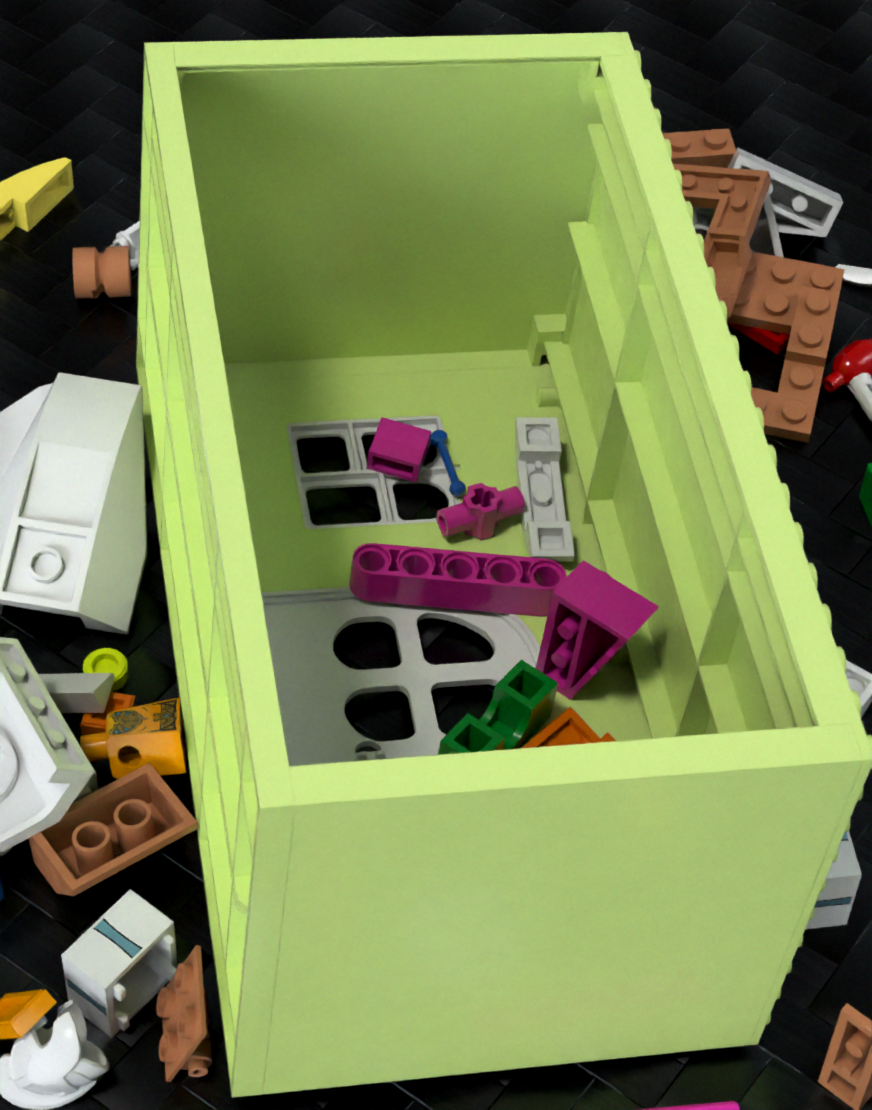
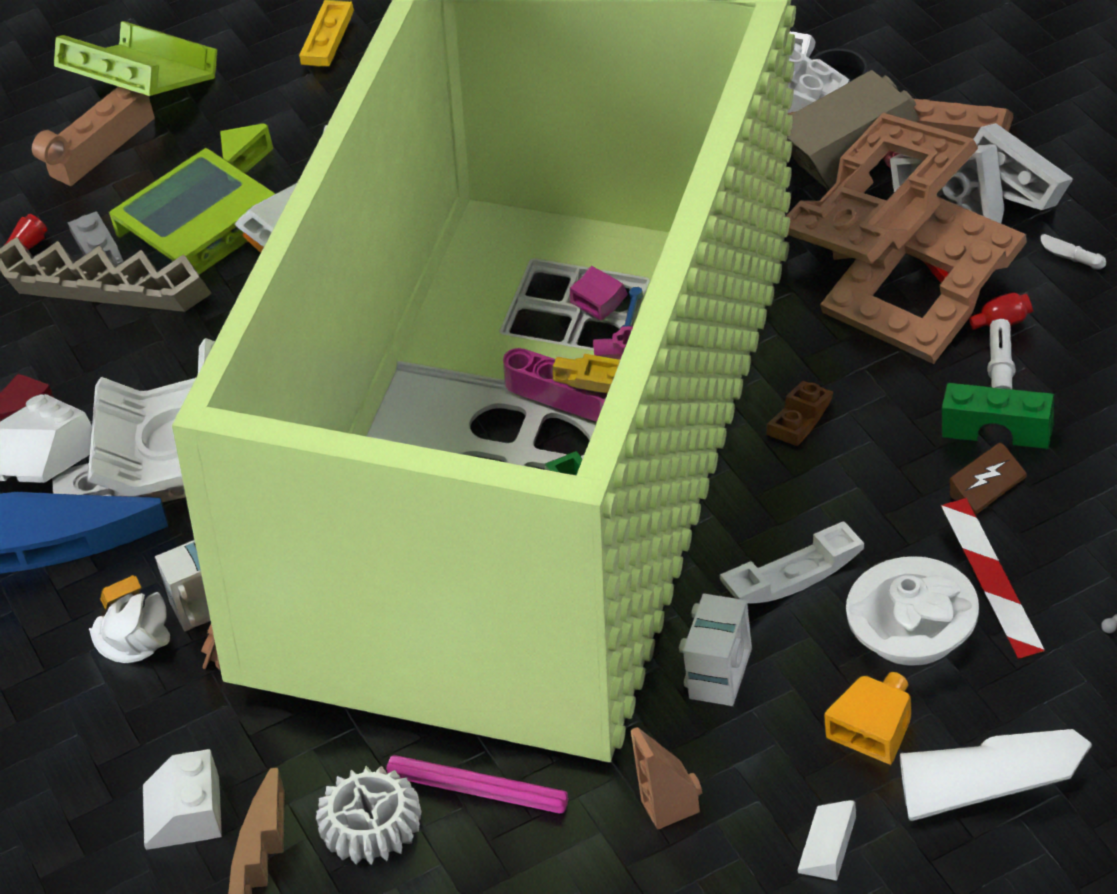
camera: 35 degrees right, 5 degrees down
(495, 554) = (586, 373): none -> yellow hinge

